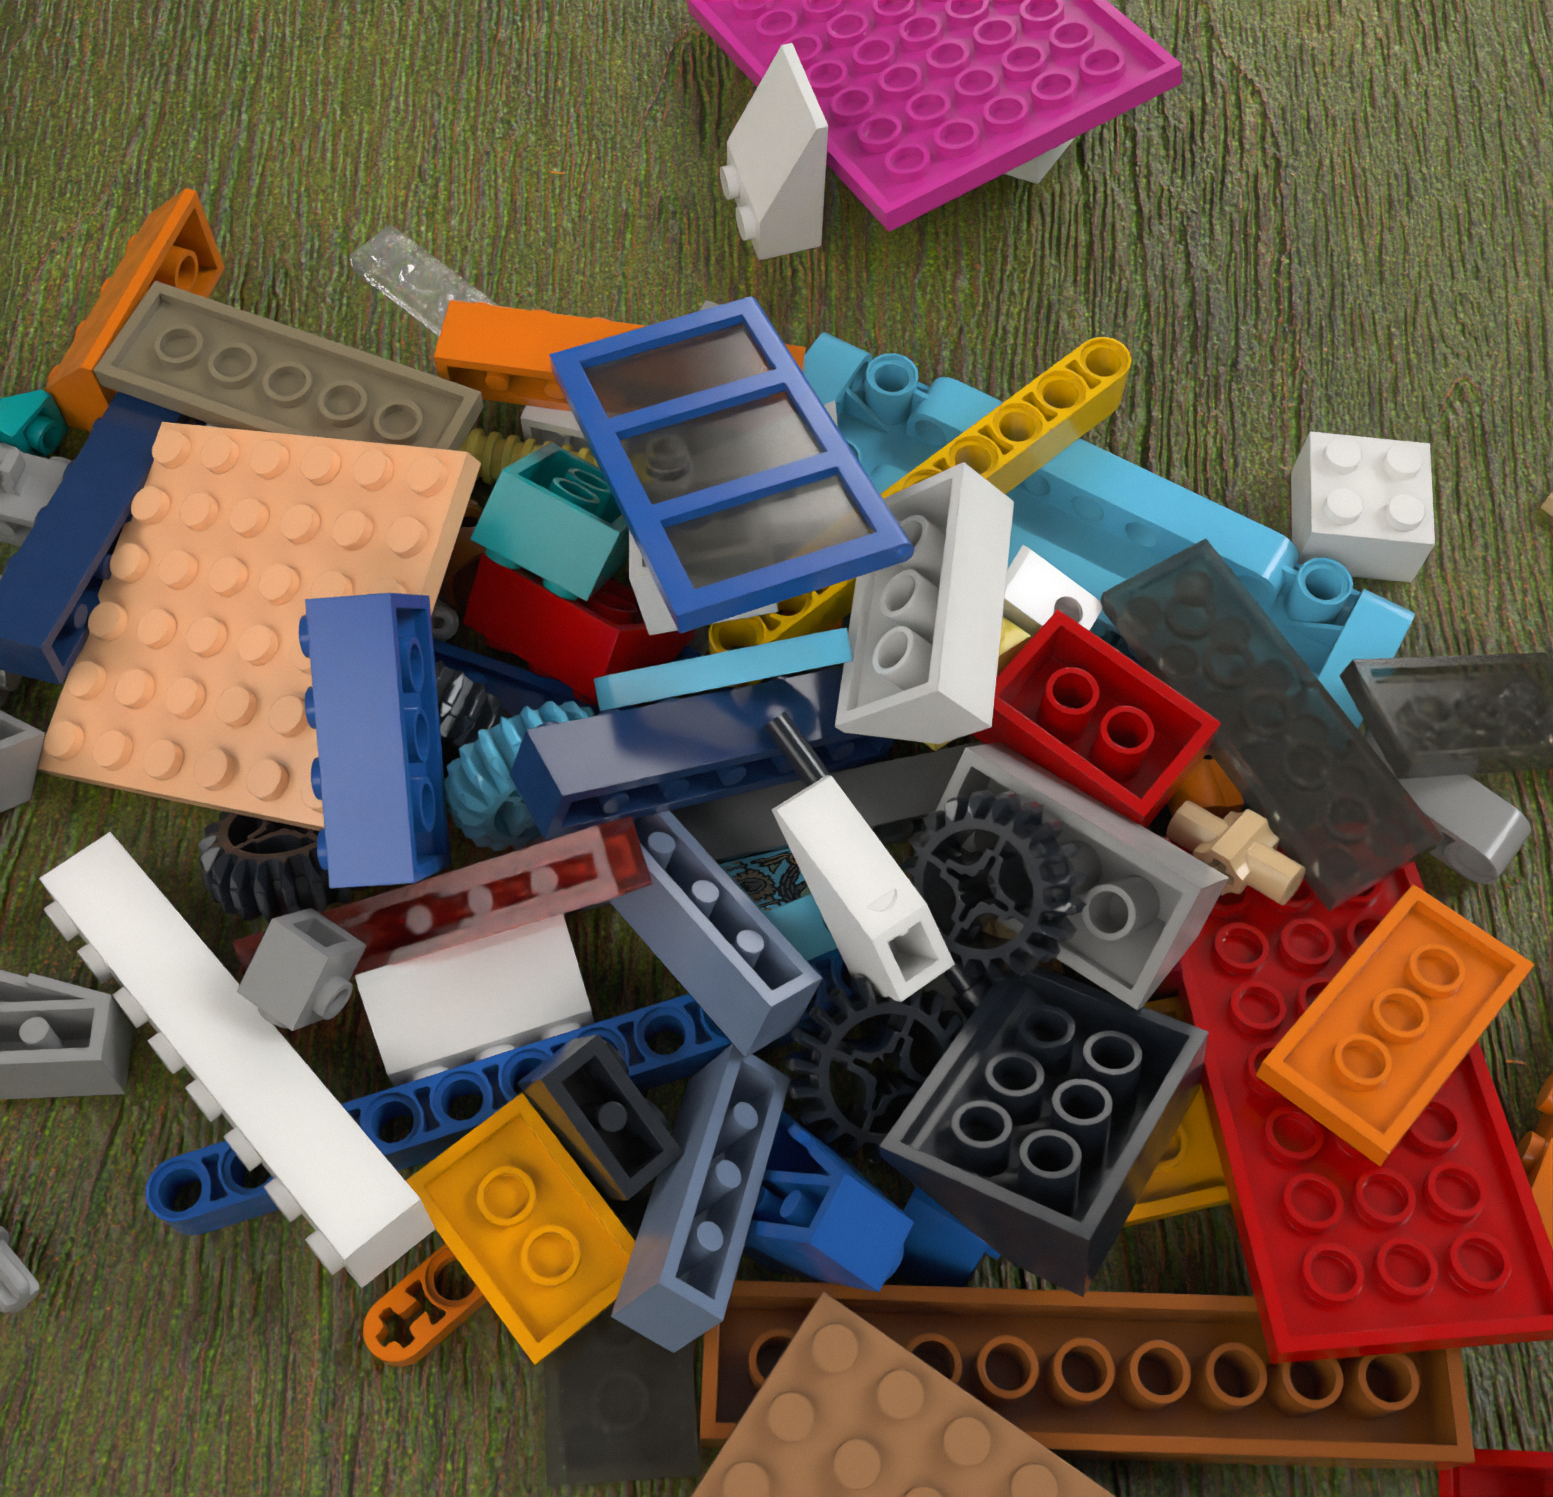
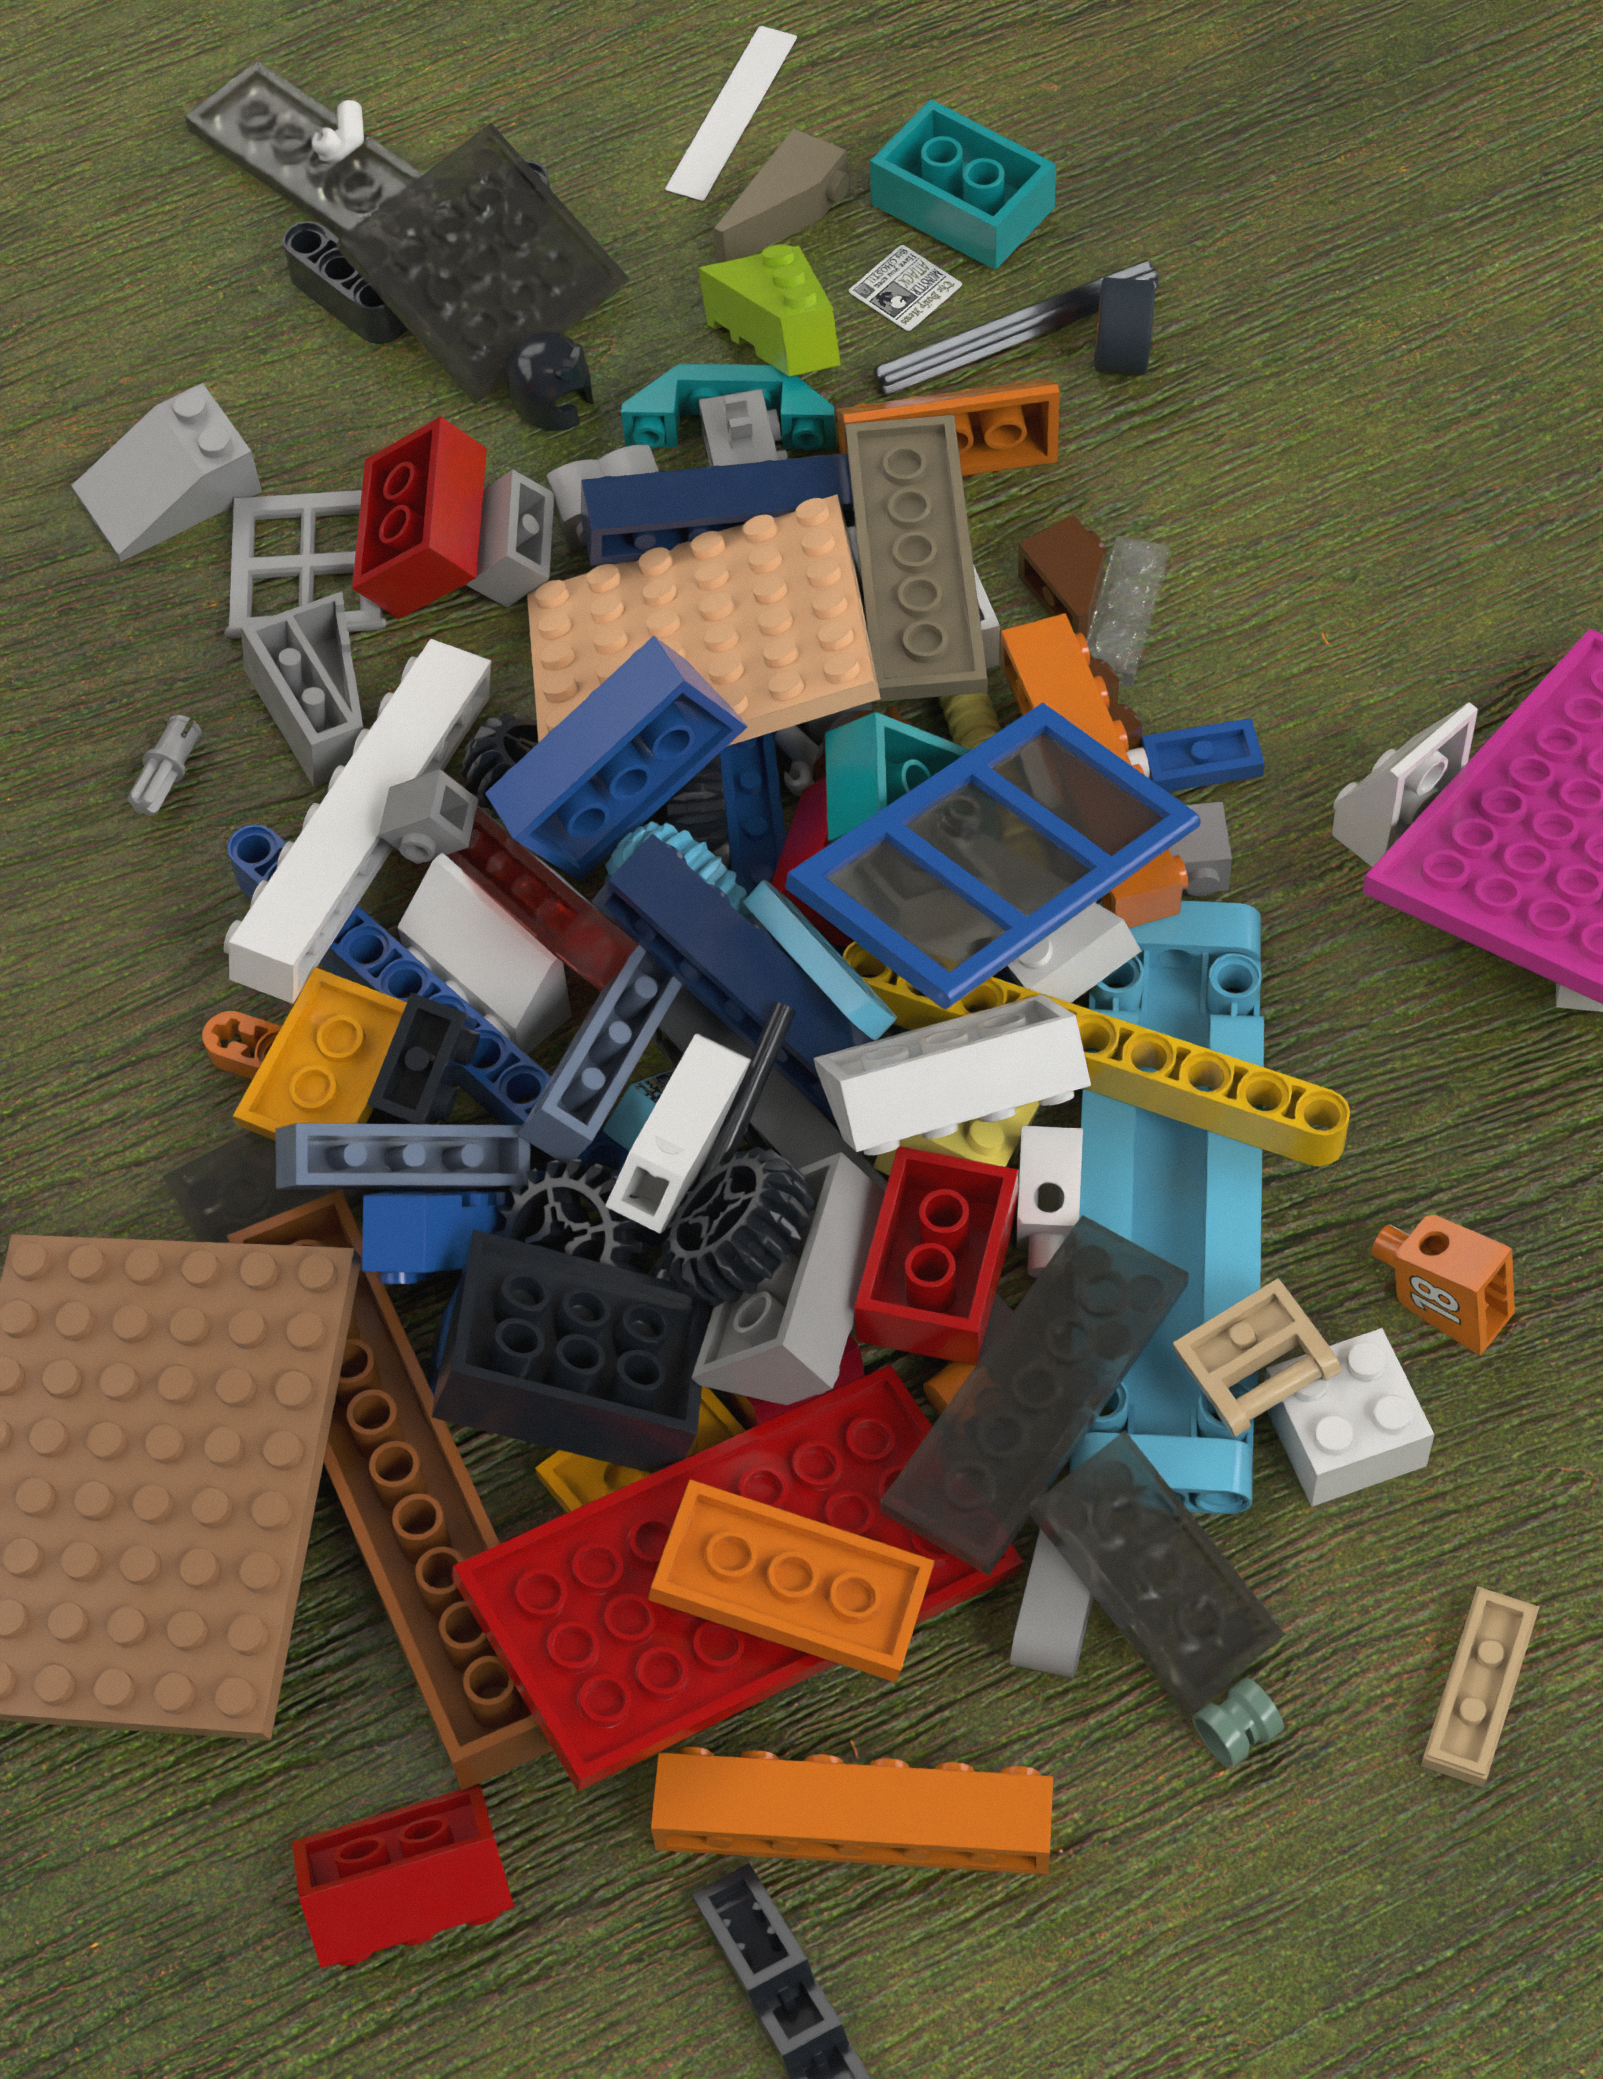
camera: 70 degrees right, 5 degrees down
(54, 229) = (1000, 332): none -> axle
(135, 135) = (1124, 326): none -> black wheel
(372, 309) = (1064, 571): none -> reddish brown slope
(634, 288) = (1204, 755): none -> blue plate
(1239, 848) = (896, 1420): tan axle -> none
(1269, 367) = (1451, 1278): none -> orange torso
(1292, 529) = (1247, 1340): none -> tan plate

